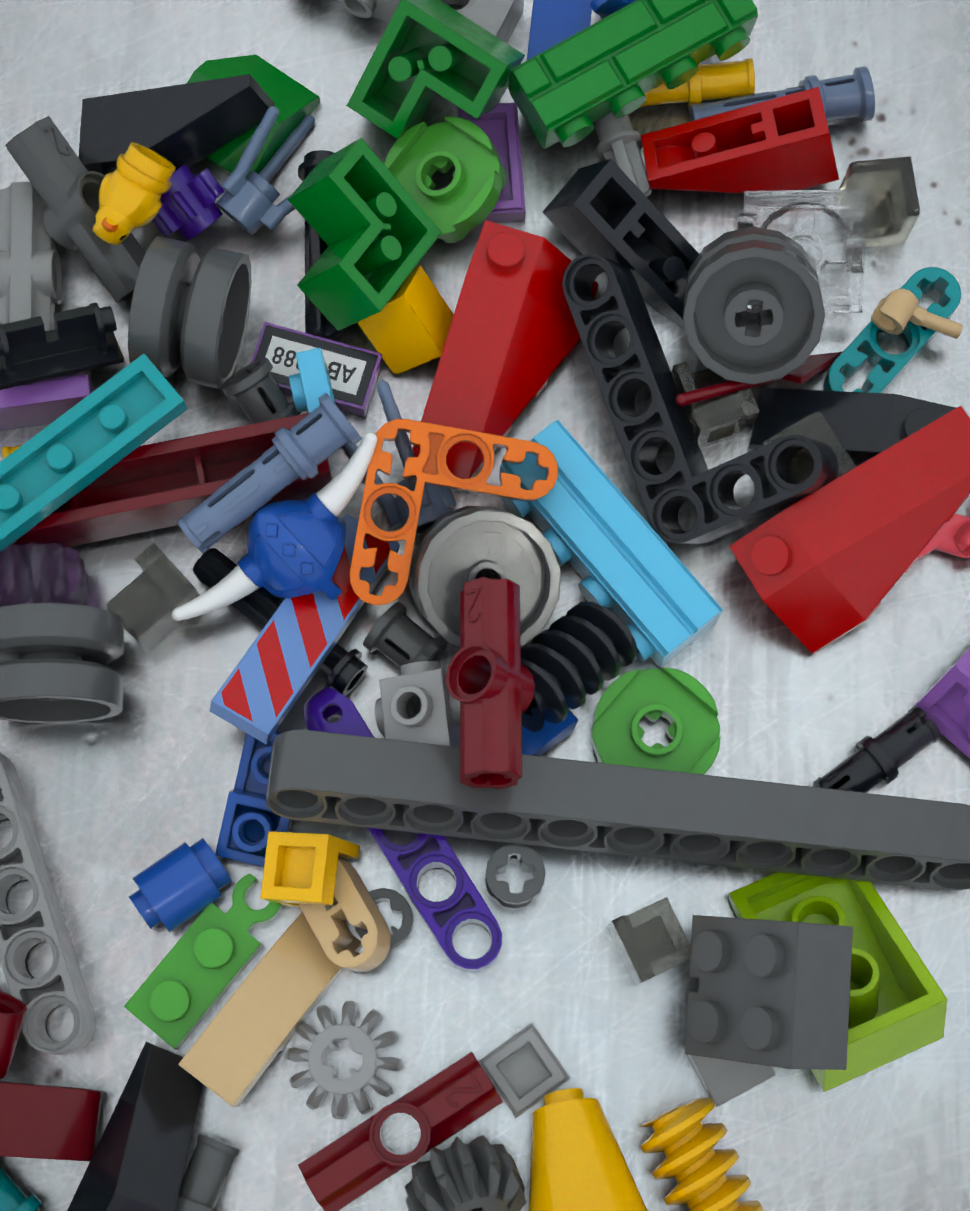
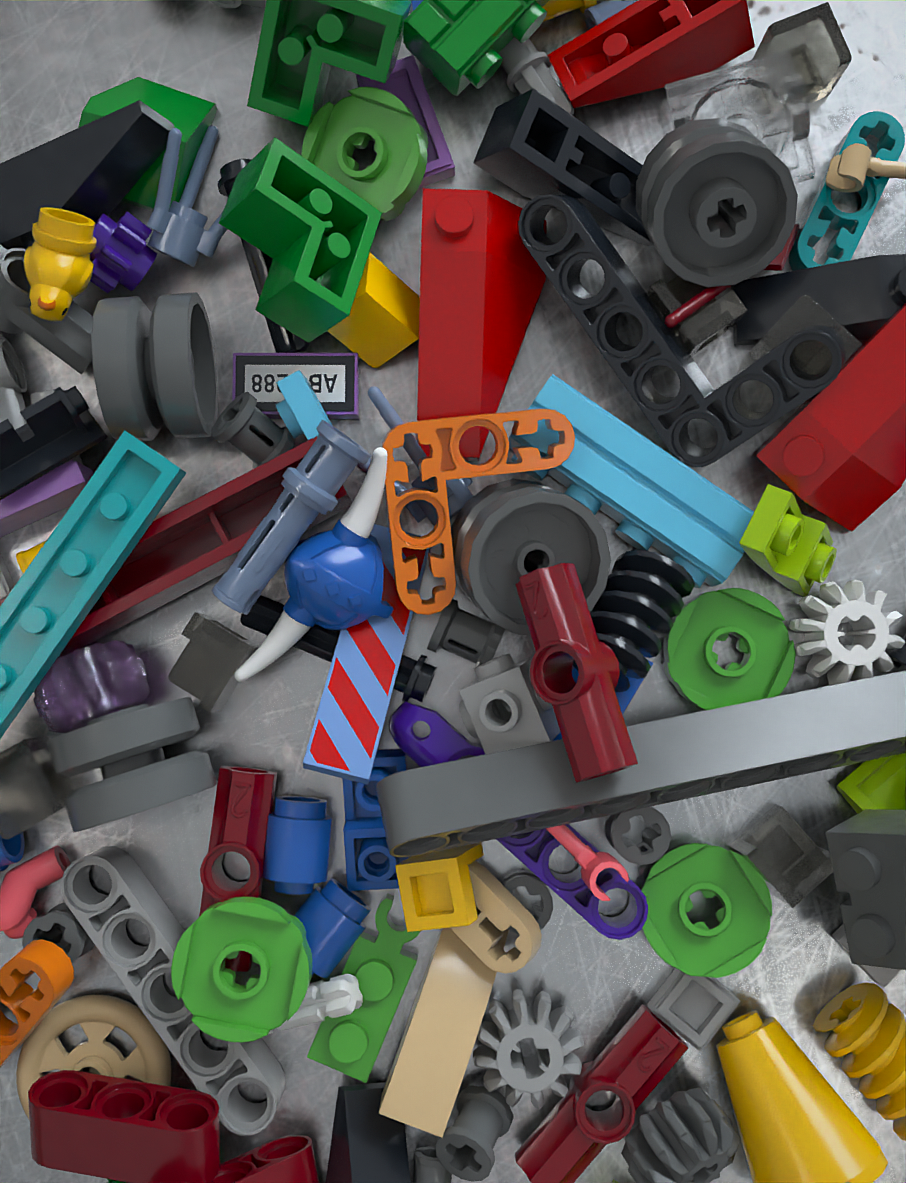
camera: 15 degrees left, 10 degrees up
(55, 894) = (210, 990): none -> bright green plate
(97, 839) = (238, 826): none -> dark red piece
(136, 949) = (325, 999): none -> white axle
(180, 793) = (297, 844): none -> blue brick
(257, 1128) = (469, 1143): none -> dark grey bush
(452, 873) = (591, 862): none -> coral hand
(540, 1006) = (742, 919): none -> bright green plate
(738, 639) = (788, 543): none -> lime slope
(775, 723) = (869, 632): none -> white gear

